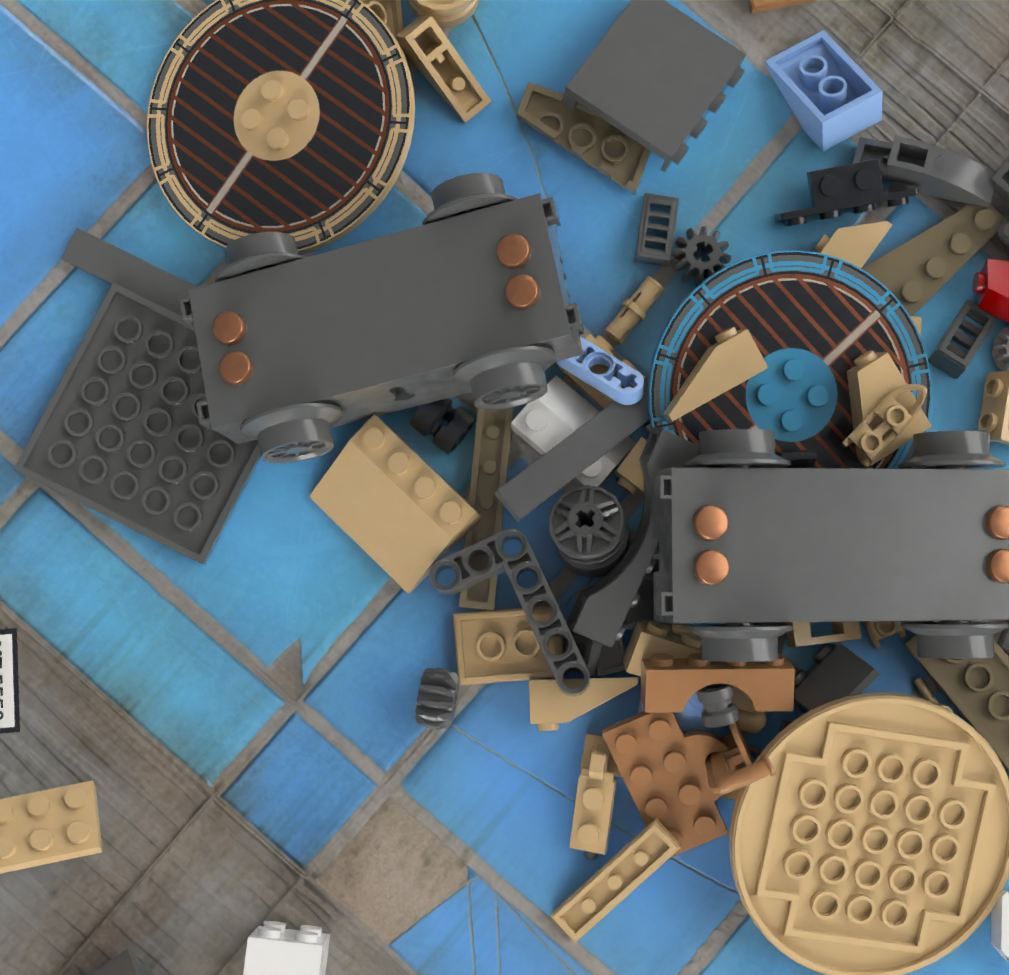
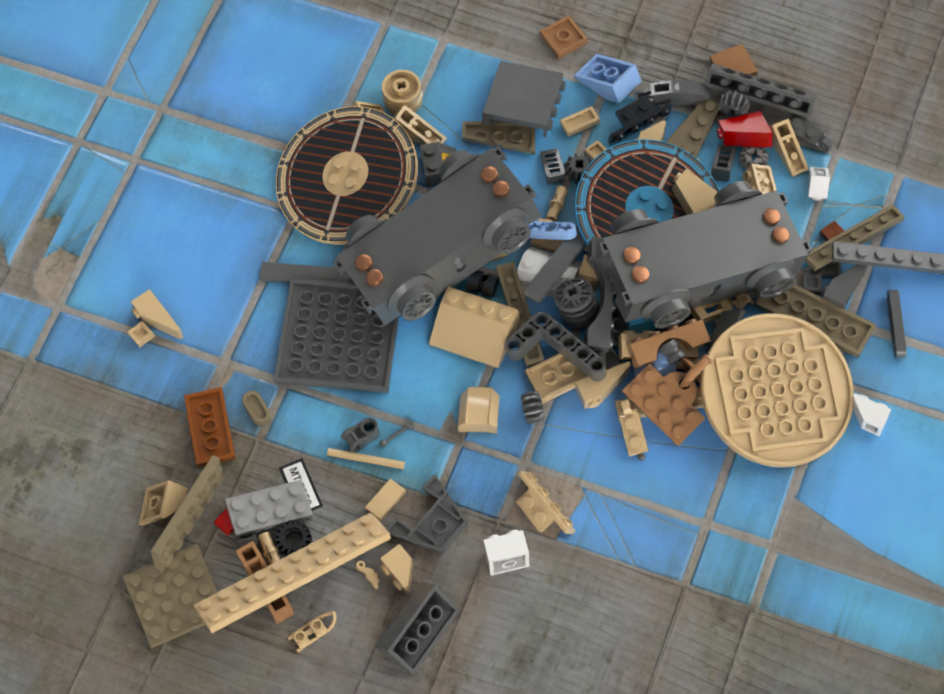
camera: 15 degrees left, 20 degrees down
(51, 893) = (371, 576): none -> tan piece
(100, 904) = (399, 567): none -> tan slope
(121, 674) = (366, 458): none -> tan bar
(122, 631) = (360, 435): none -> dark grey piece
(126, 764) = (385, 499): none -> tan tile
(198, 850) = (438, 526): none -> dark grey wing
(218, 638) = (409, 425): none -> dark grey hinge
(346, 659) = (478, 410): none -> tan slope
(383, 883) = (539, 506): none -> tan bracket
(456, 146) = (432, 157): none -> dark grey slope
(615, 880) = (658, 460): tan tile -> none
(719, 370) = (613, 198): tan slope -> none
(739, 159) = (579, 121): none -> tan plate
(745, 231) = (594, 150): none -> tan tile
(892, 416) = (700, 194): tan piece -> none

